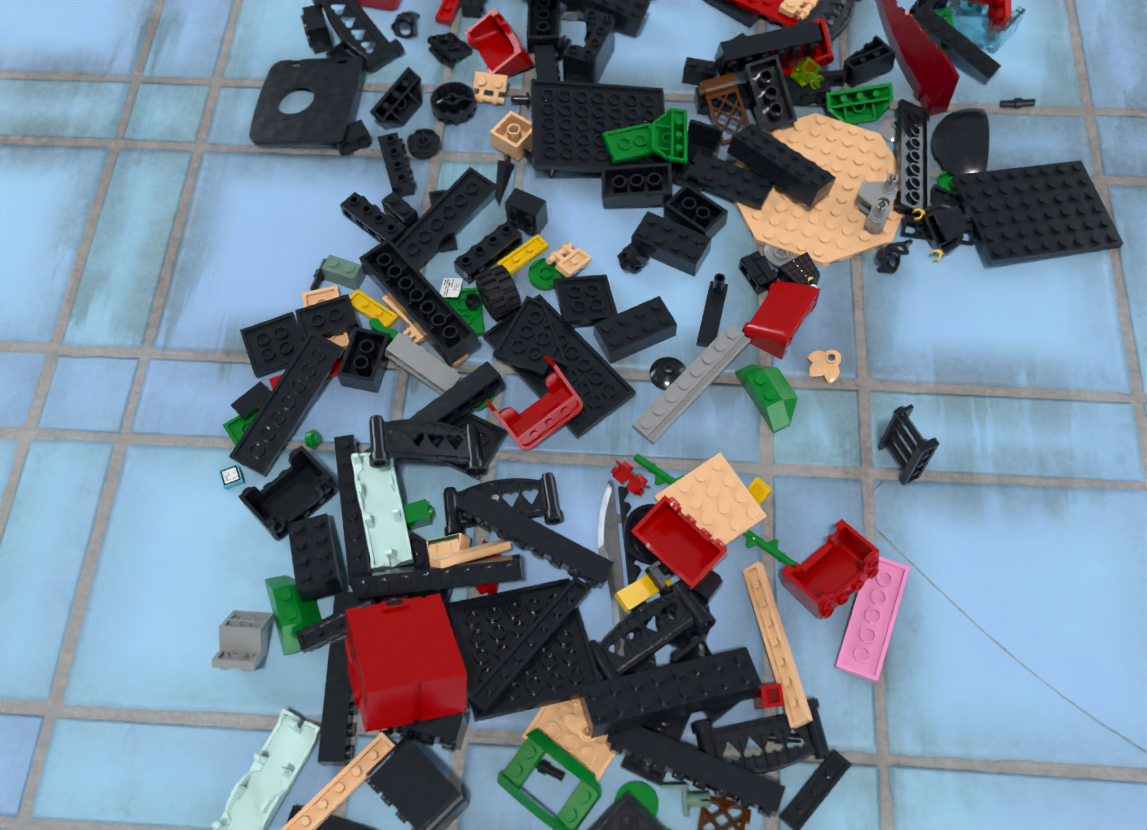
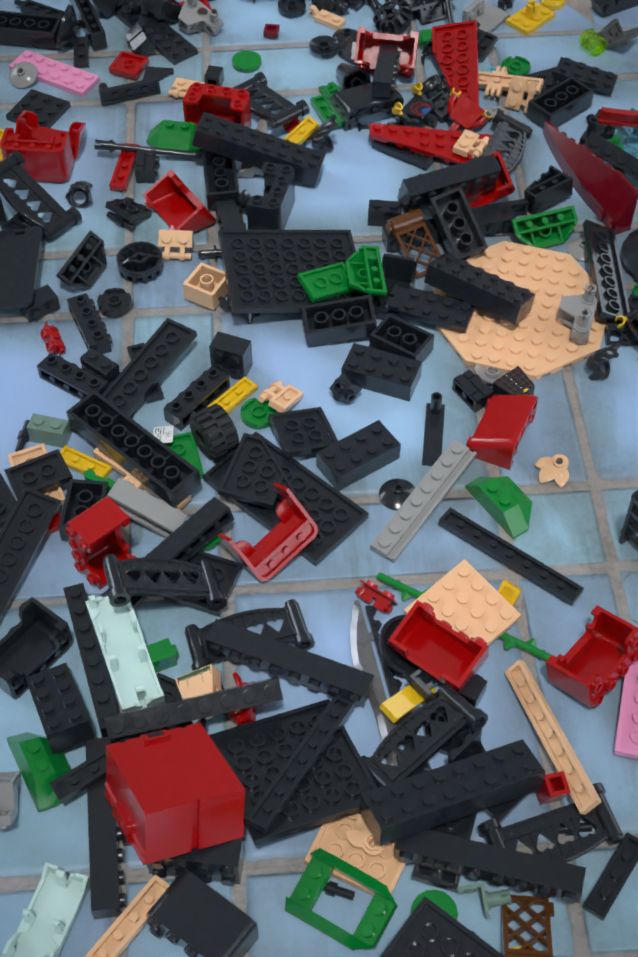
camera: 10 degrees left, 10 degrees down
(312, 439) = (39, 593): green plate -> none
(358, 171) = (52, 339): none -> red hinge
(372, 392) = (94, 536): none -> red windscreen
(470, 554) = (224, 683): light nougat tile -> none
(475, 299) = (188, 444): black hinge -> none
(504, 171) = (201, 322): black bar -> none
(768, 452) = (511, 556): none -> black plate
(806, 72) = (491, 202): clear neon green brick -> none

